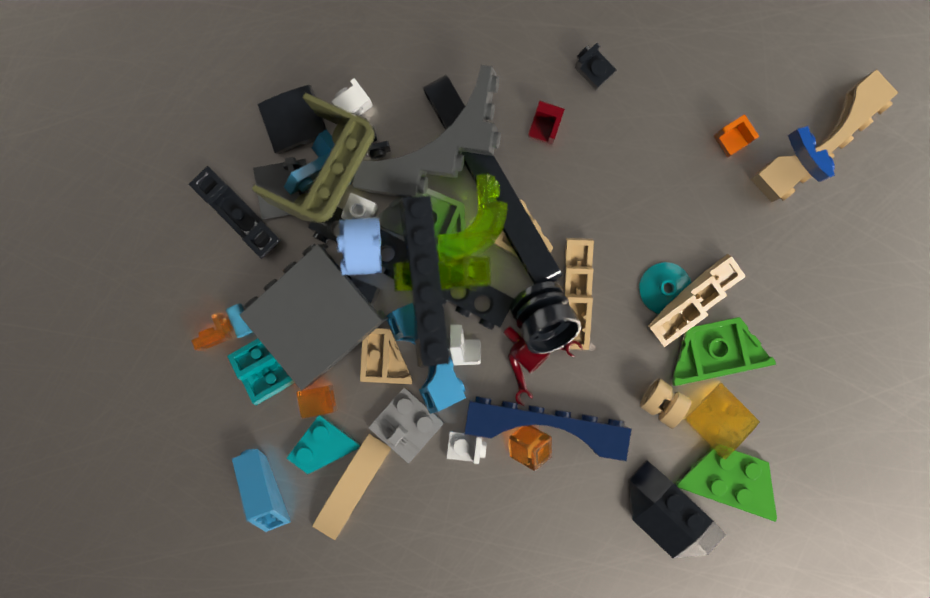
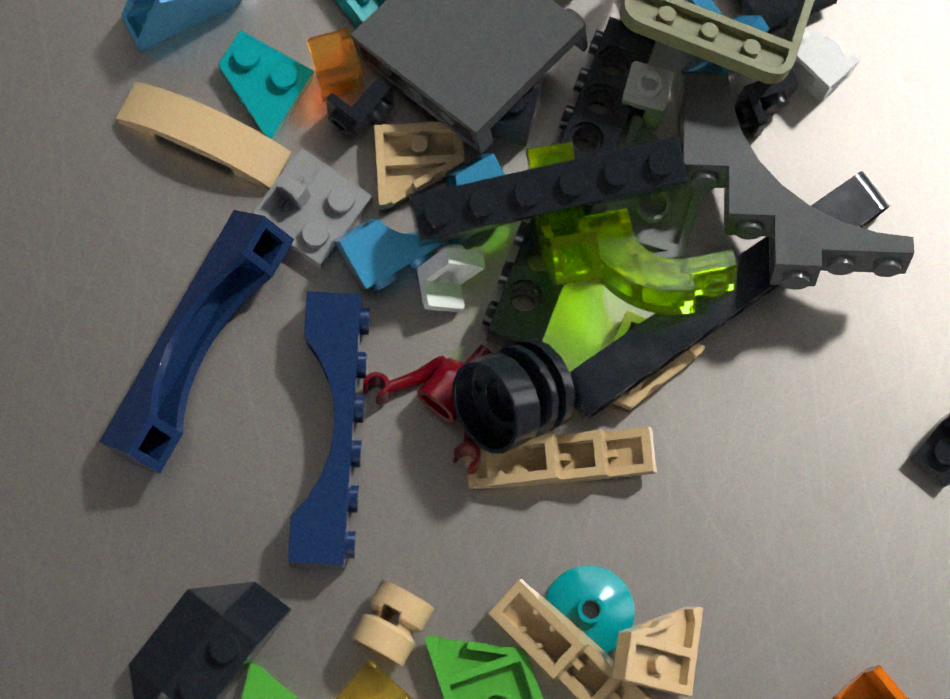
camera: 80 degrees right, 10 degrees down
(347, 380) = (371, 107): none -> black bracket
(360, 246) = (590, 87): light blue brick -> none
(466, 447) = (284, 305): white bracket -> none
(525, 532) = (155, 406): none -> dark blue arch
(530, 447) = (295, 407): clear orange panel -> none
(546, 122) = (840, 377): dark red panel -> none
(698, 251) = (661, 652): none -> tan wing

